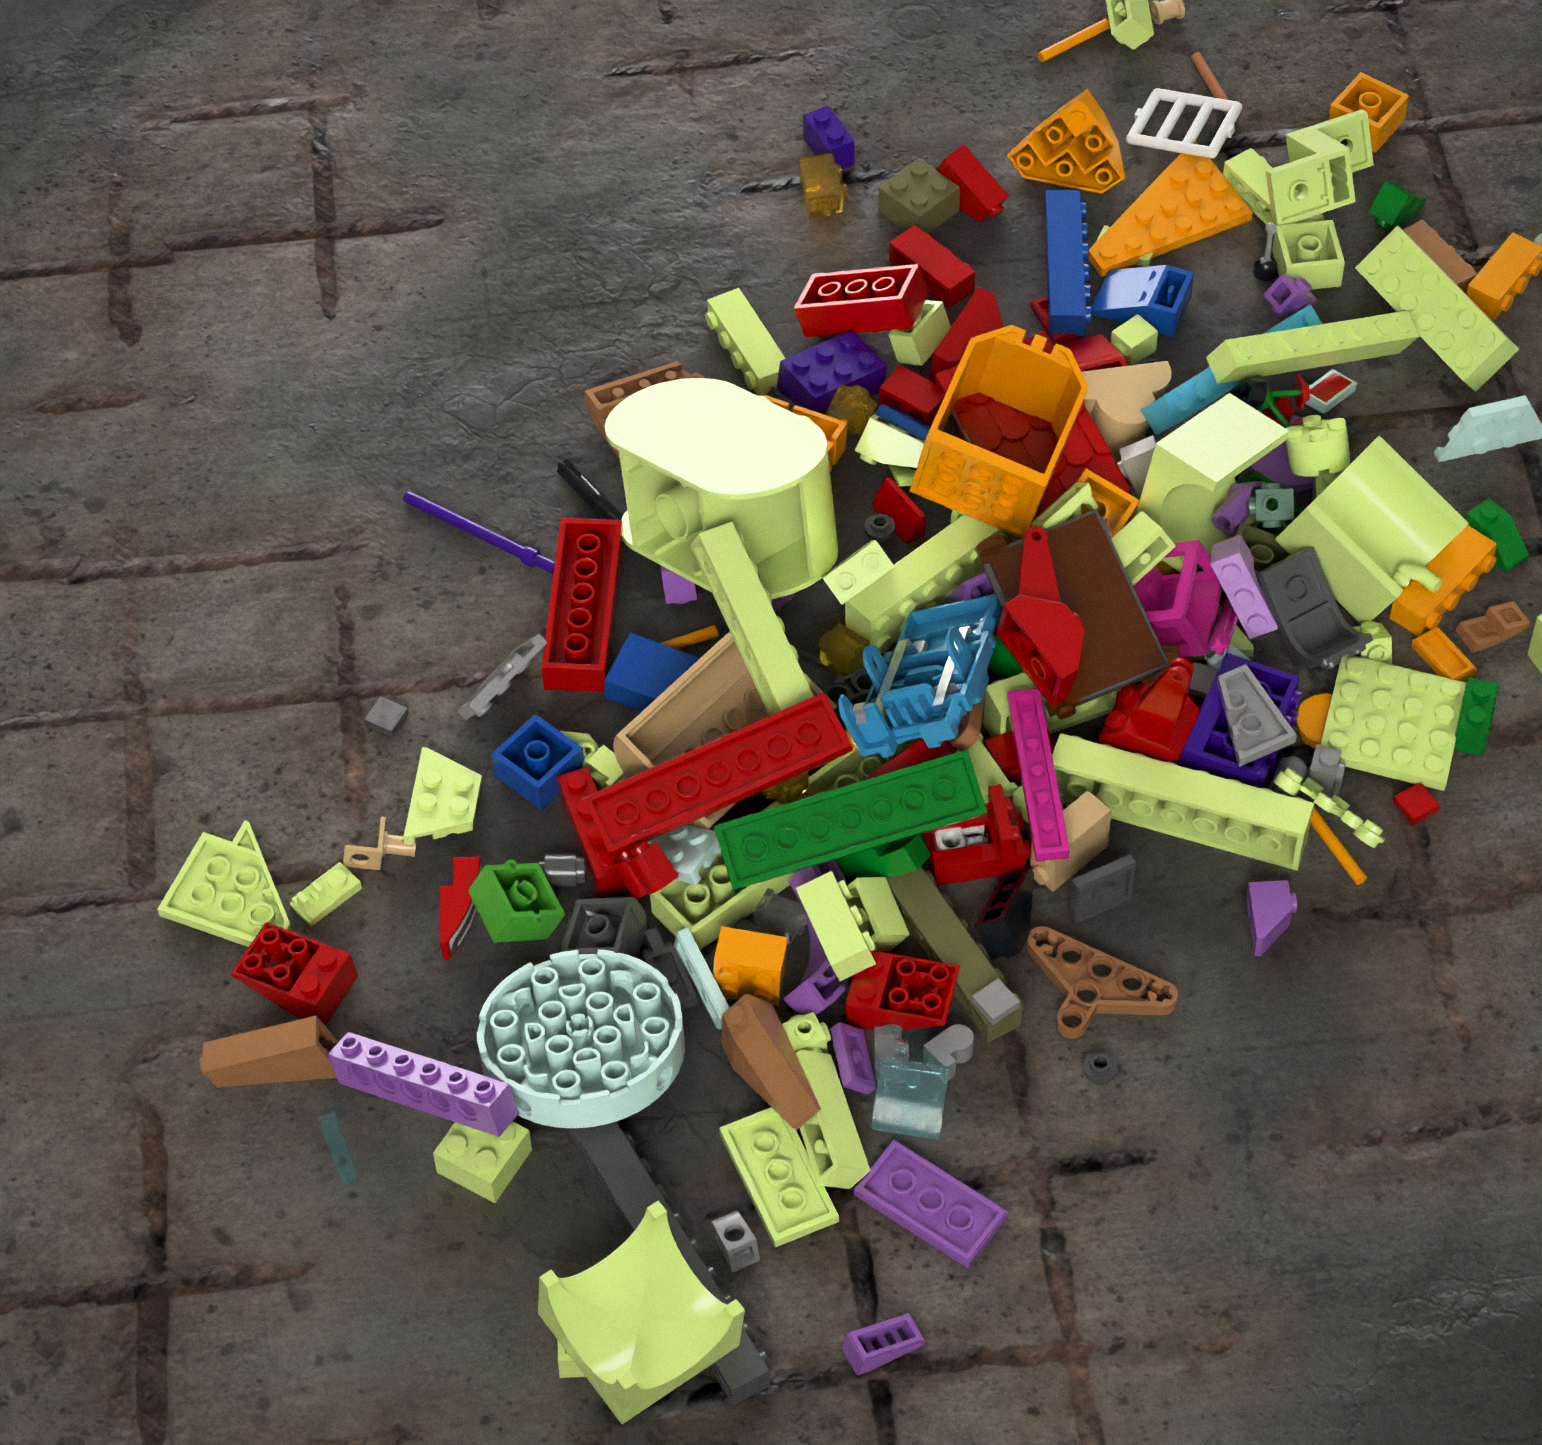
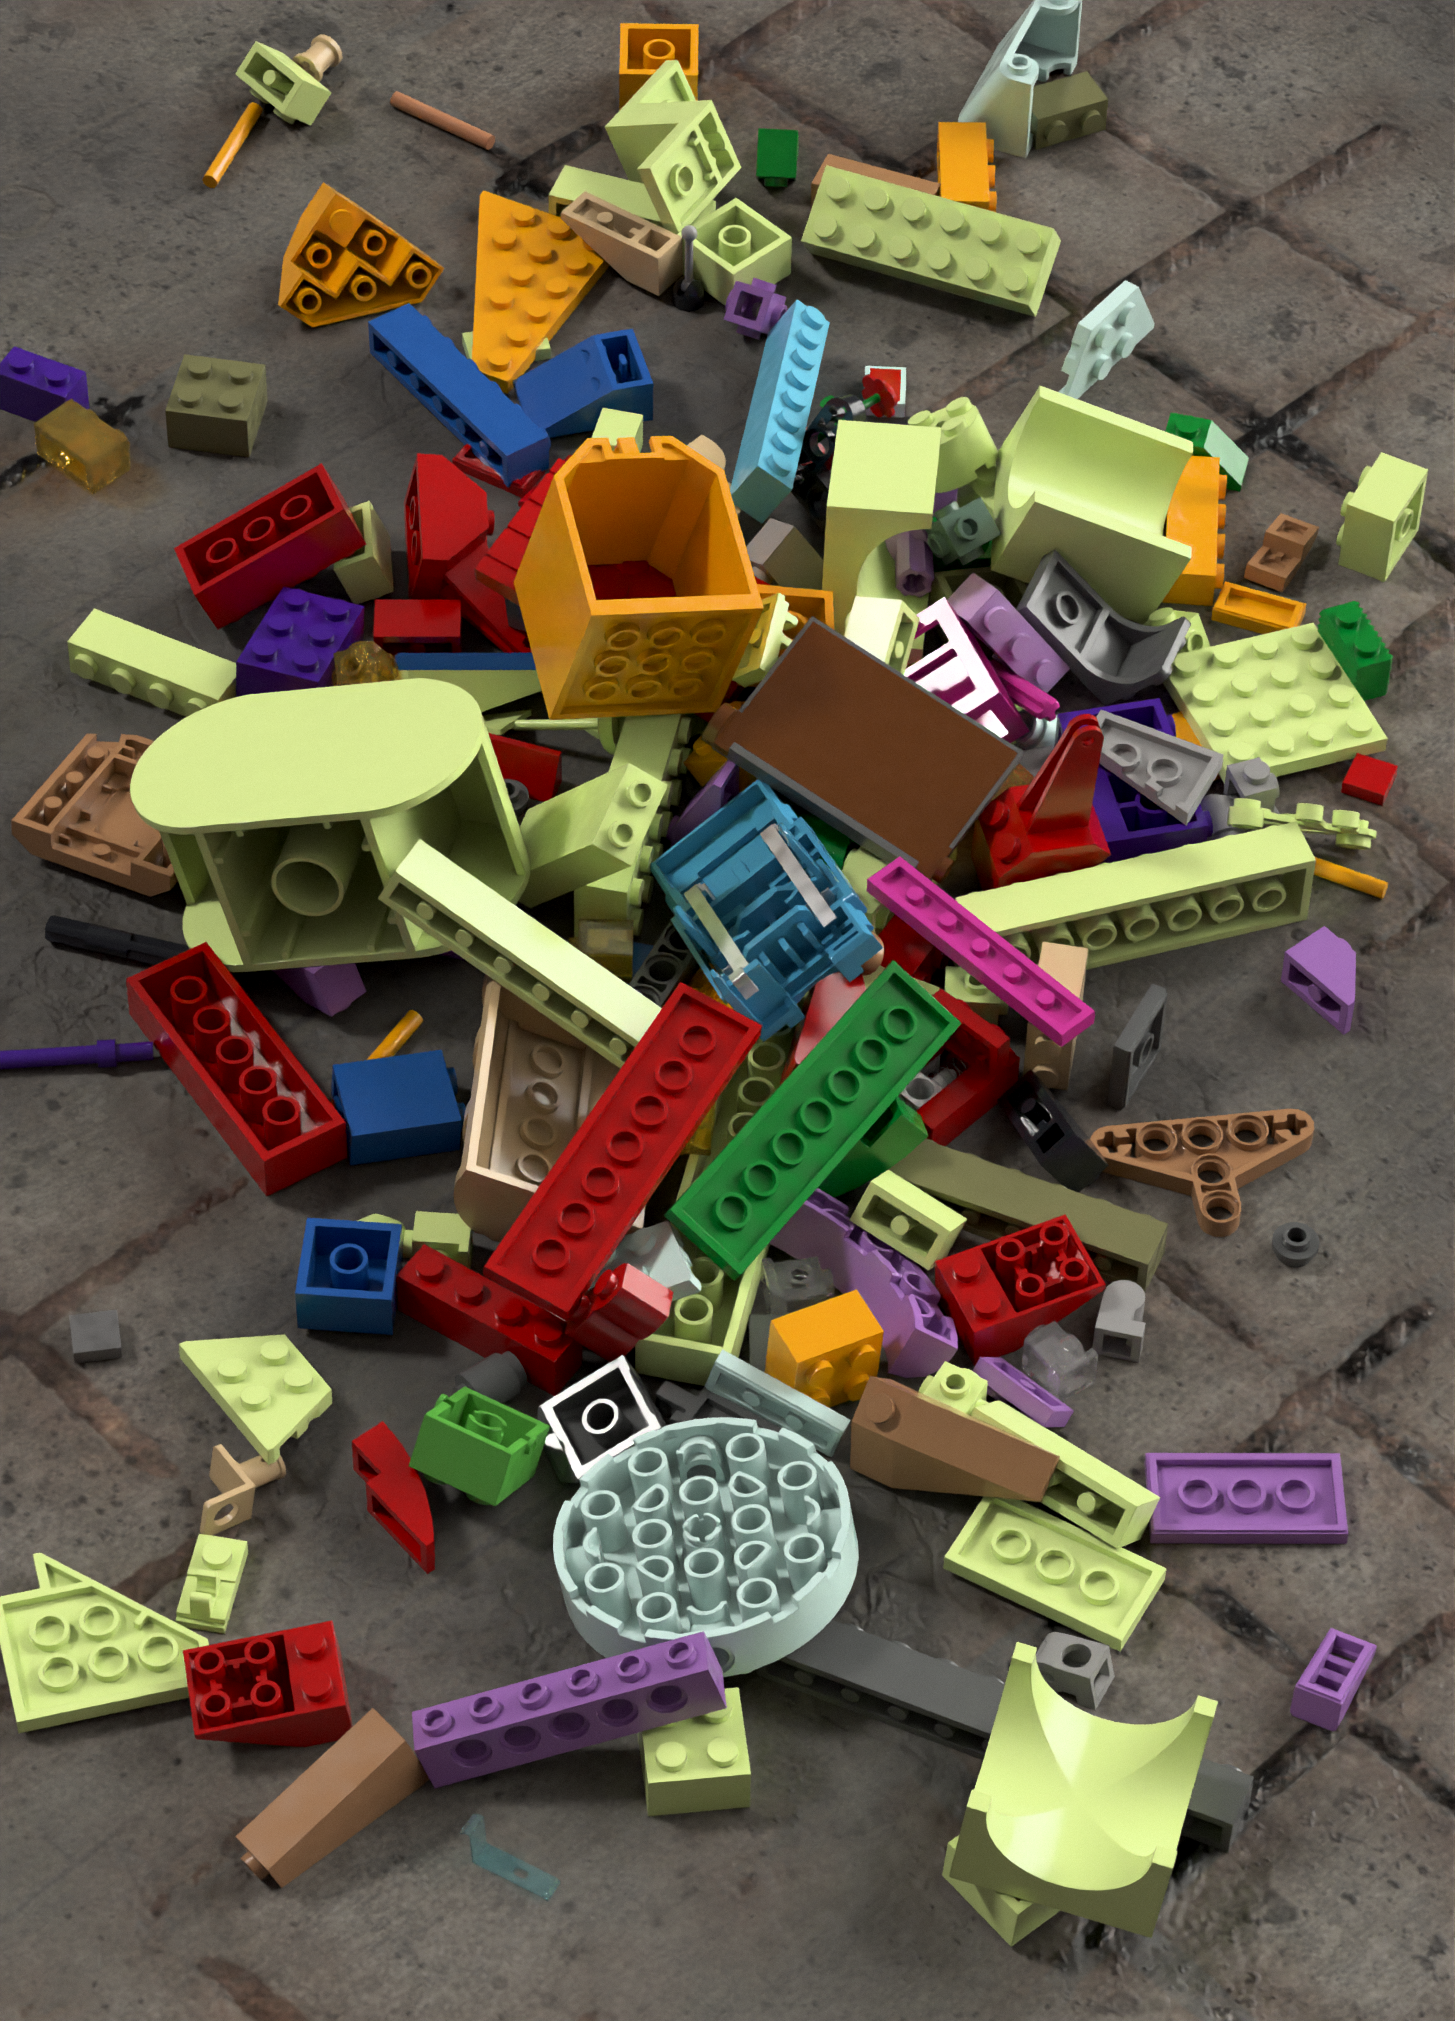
camera: 40 degrees left, 5 degrees down
(500, 679) = (209, 1202): light grey wing -> none
(837, 925) = (895, 1246): yellowish green brick -> none
(910, 1098) = (1129, 1394): clear light blue slope -> none
(944, 273) = (272, 462): red brick -> none
(979, 191) = (291, 362): red slope -> none
(995, 1001) = (1137, 1231): light grey tile -> none
(1040, 628) = (868, 785): red slope -> none
(1180, 101) = (442, 209): white bar -> none
(1245, 214) = (628, 243): none -> tan slope
(1312, 346) = (850, 340): yellowish green brick -> none
(1418, 573) = (1179, 529): yellowish green arm -> none

